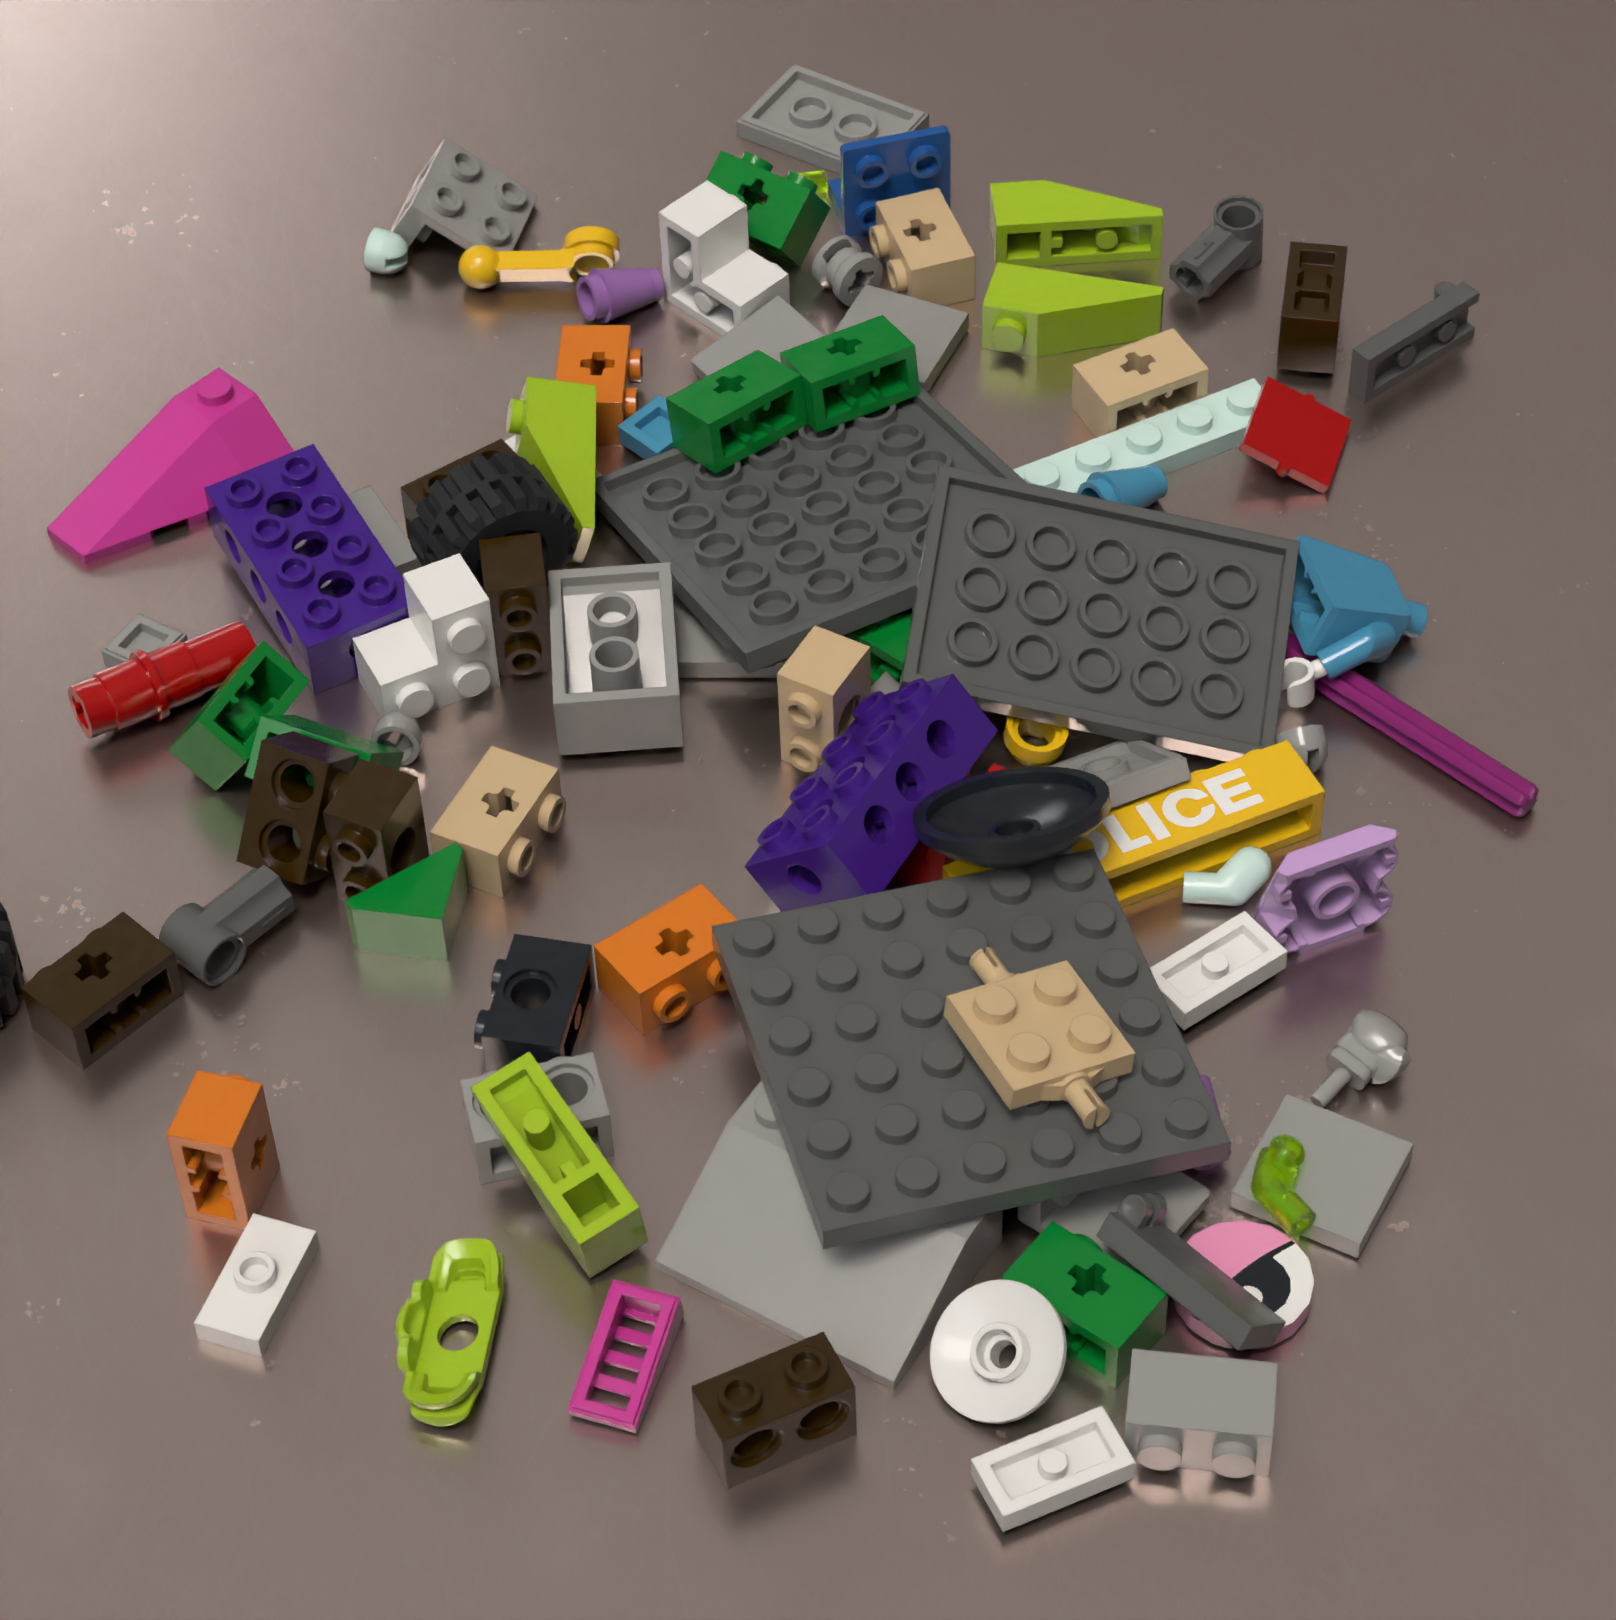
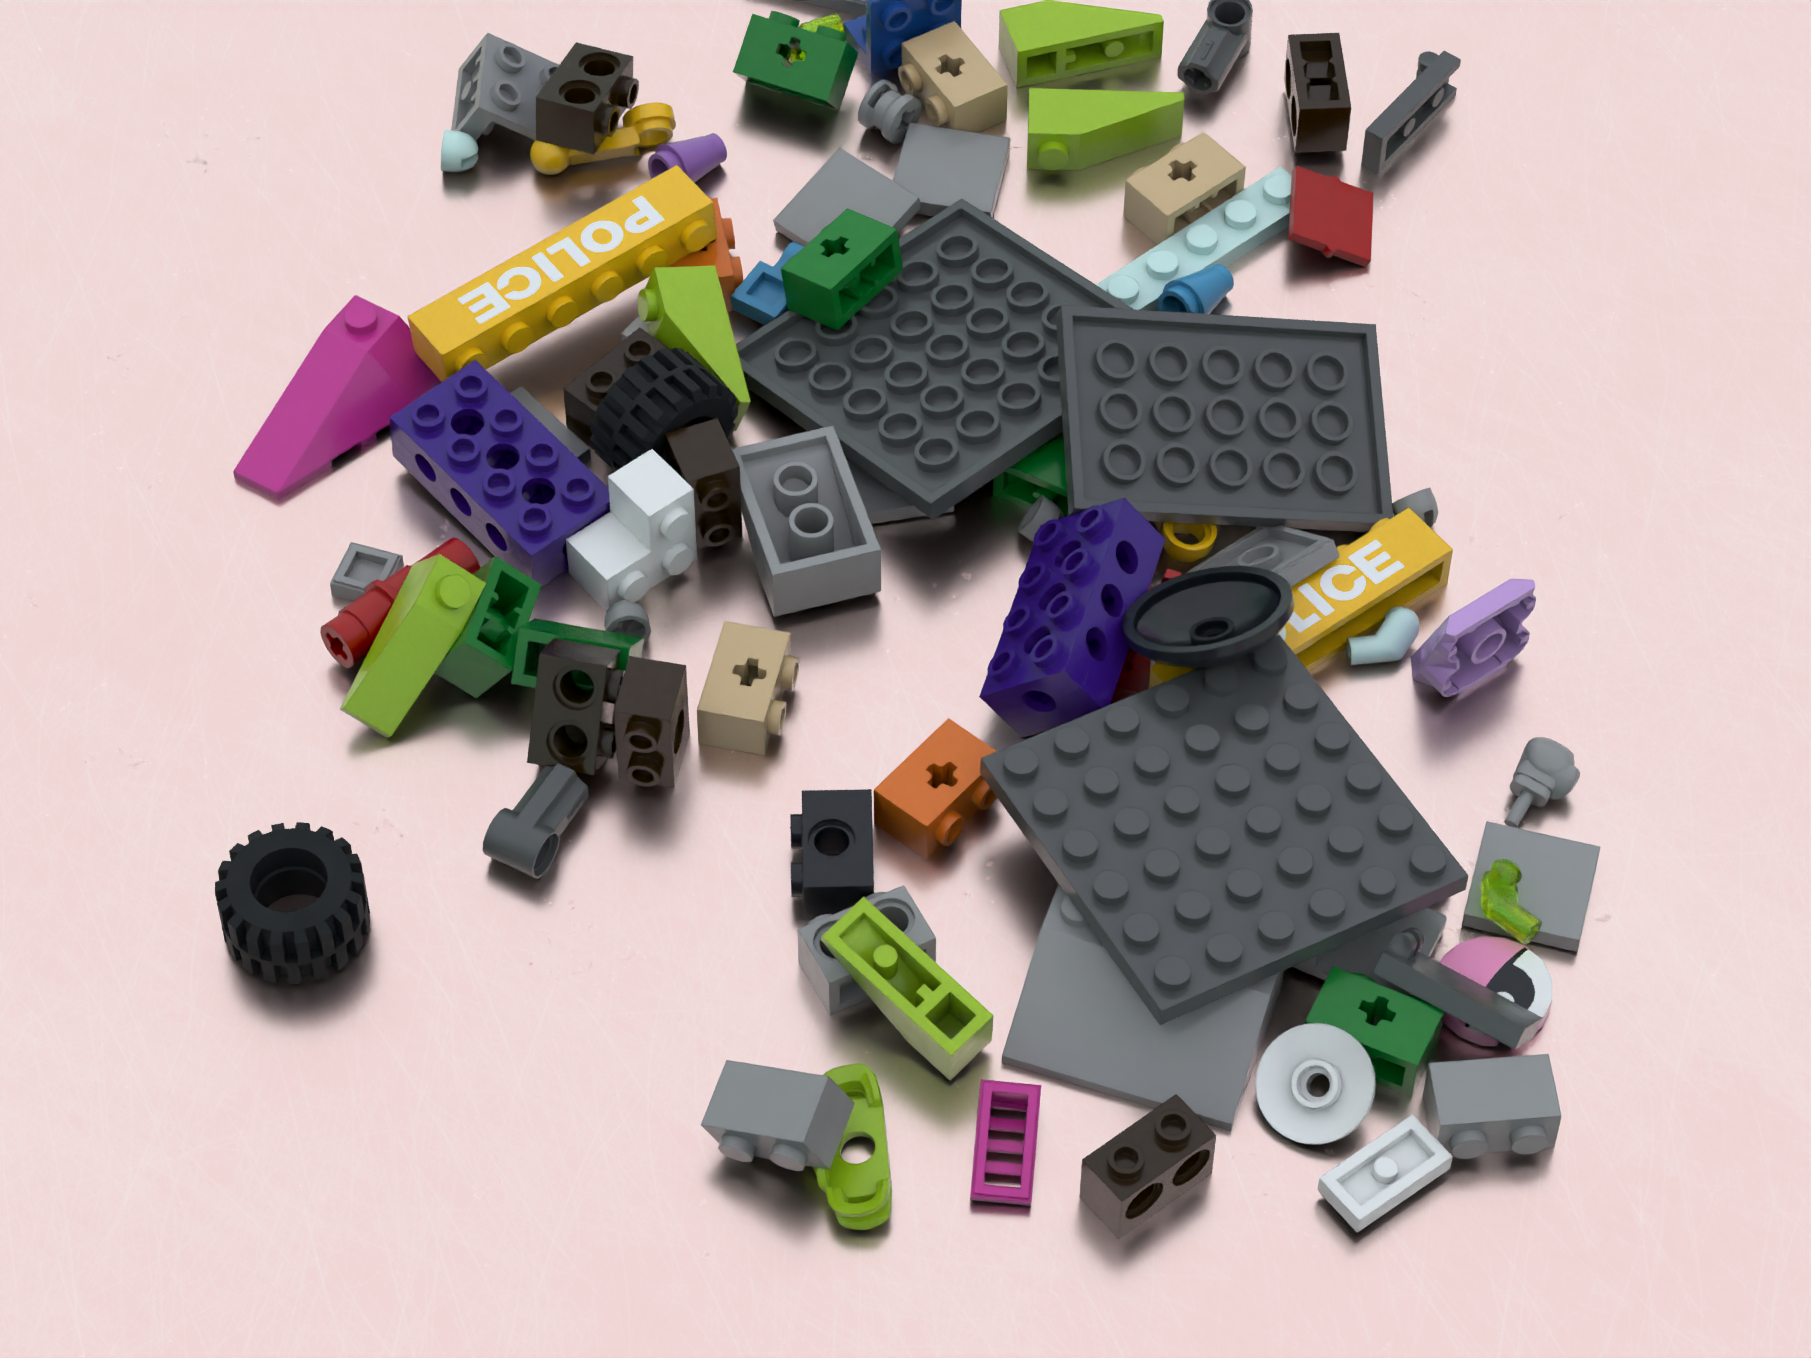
camera: 15 degrees left, 5 degrees up
(102, 990) = (447, 899): dark brown brick -> none
(150, 720) = (412, 642): none -> lime slope
(223, 1149) = (615, 1025): orange brick -> none
(257, 1285) = (670, 1136): white plate -> none
(369, 1278) = (777, 1115): none -> light grey brick
(413, 909) = (696, 782): green slope -> none
(438, 375) = (564, 275): none -> yellow brick
(524, 212) = (585, 98): none -> dark brown brick
(710, 262) = (769, 127): white brick -> none
(819, 693) = (1002, 533): tan brick -> none
(854, 372) = (937, 215): green brick -> none
(1039, 1036) = (1292, 811): tan plate -> none
(1218, 968) = (1403, 717): white plate -> none
(1343, 614) = (1424, 384): dark azure torso -> none
(1425, 737) = (1501, 477): magenta axle -> none

